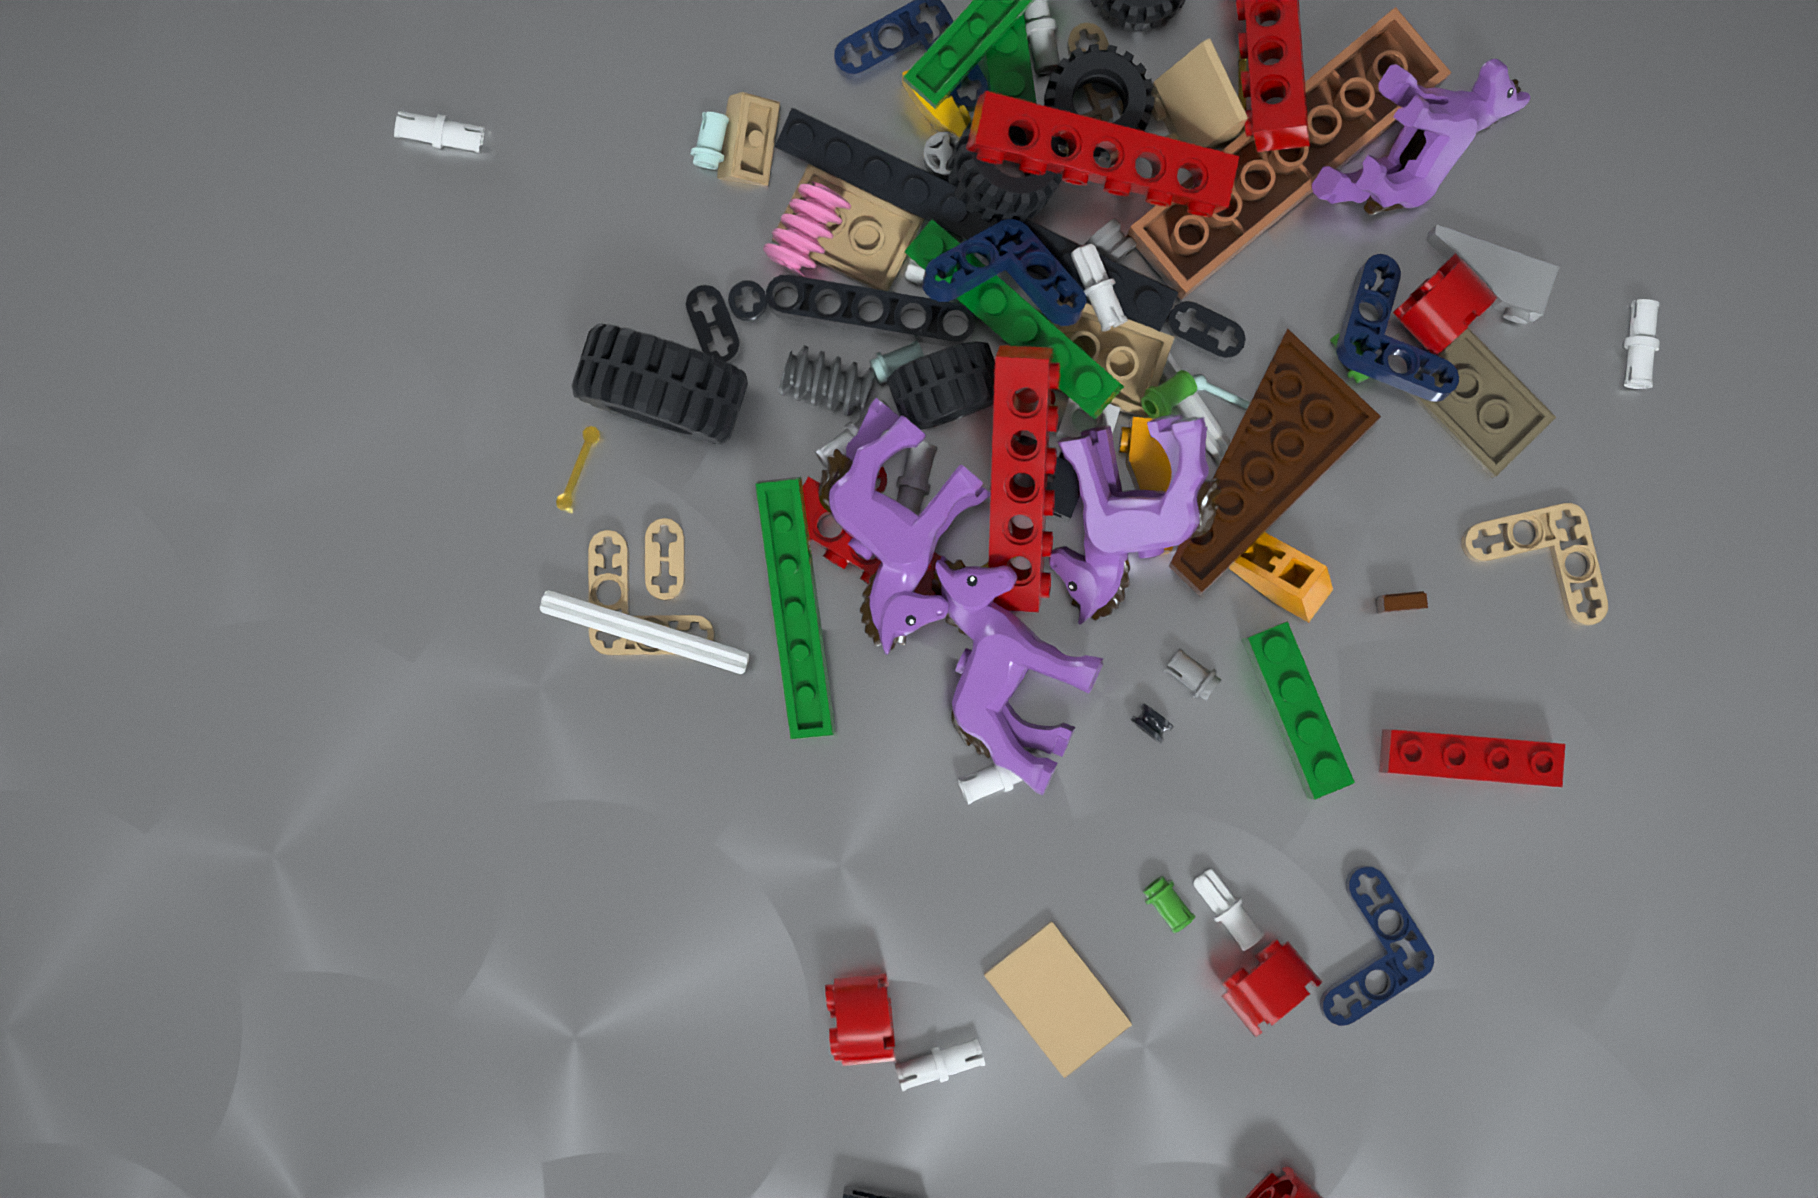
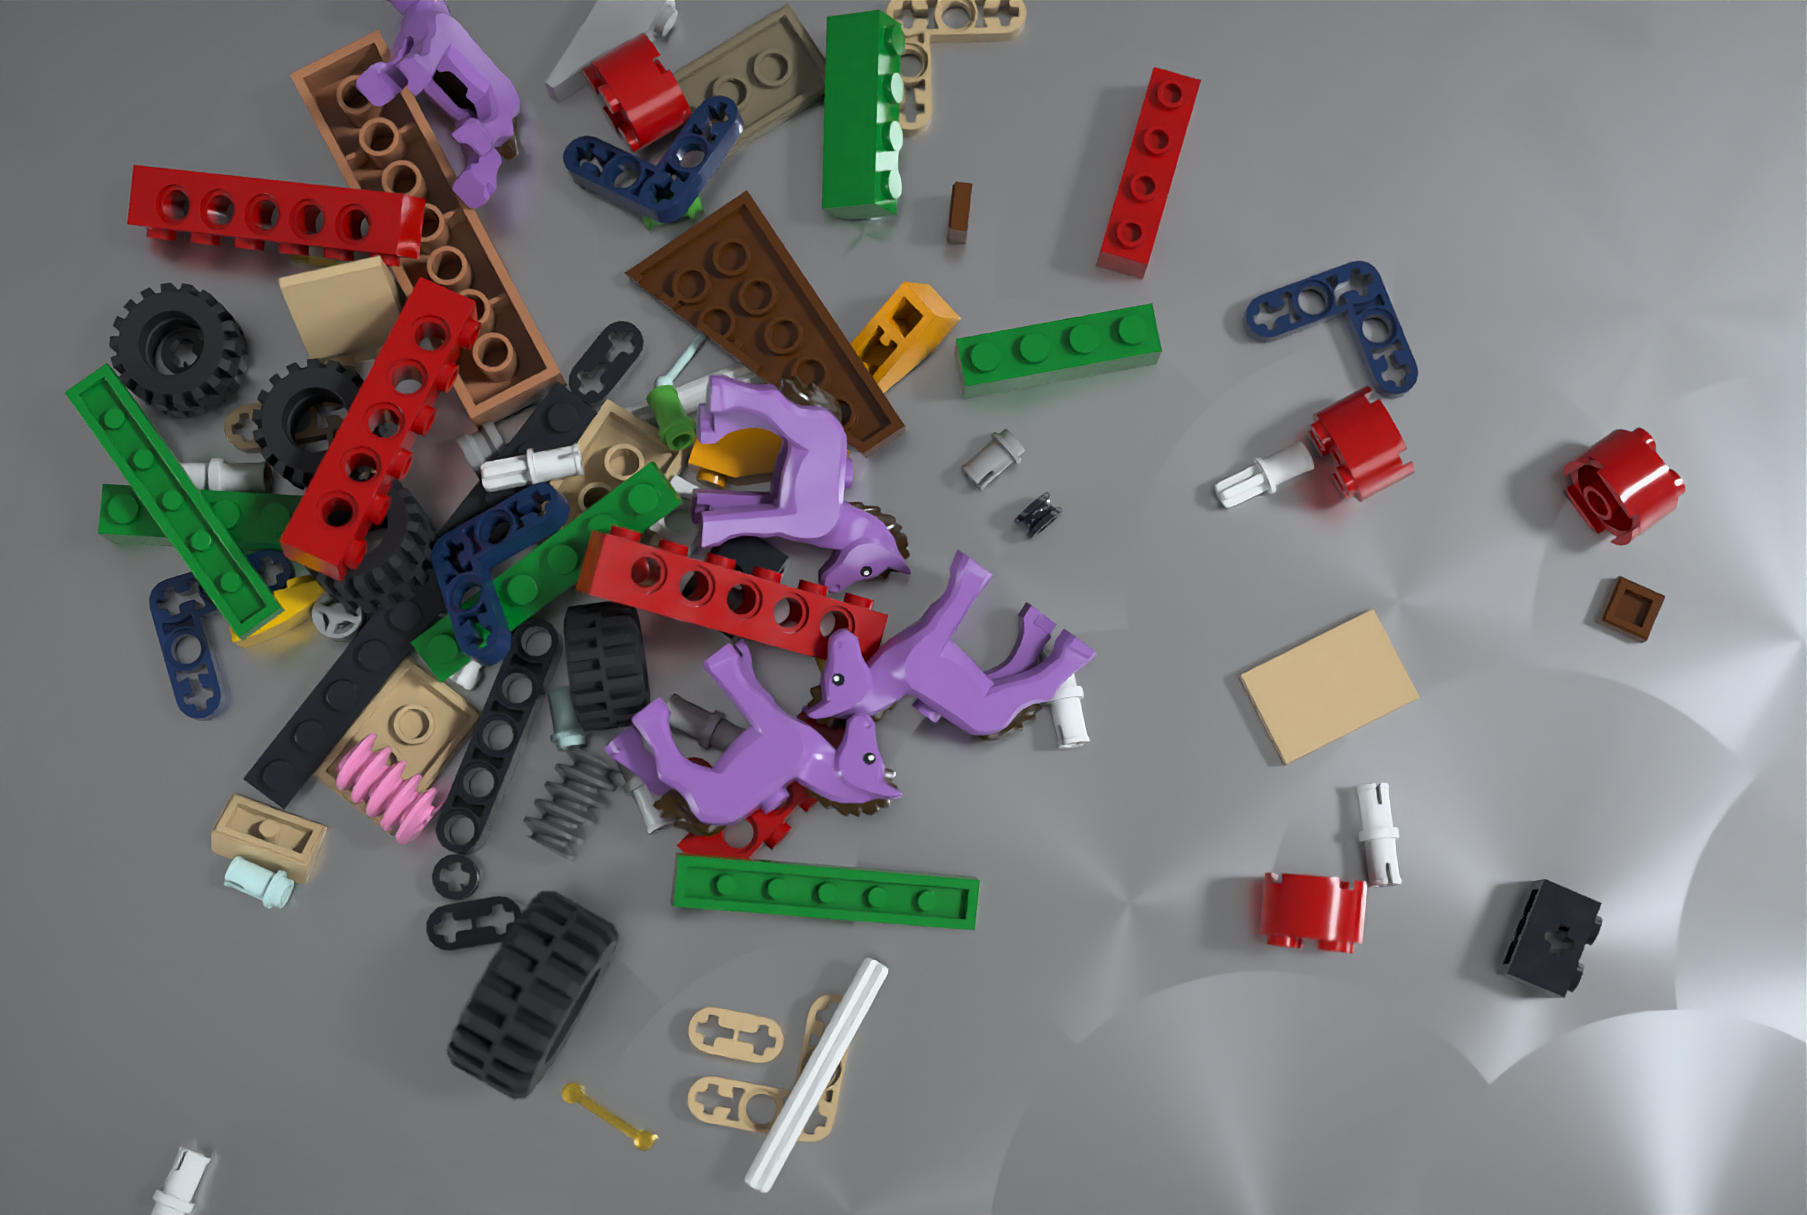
camera: 80 degrees left, 5 degrees down
(1168, 904) = (1245, 540): bright green pin -> none
(1468, 501) = (862, 115): none -> green brick

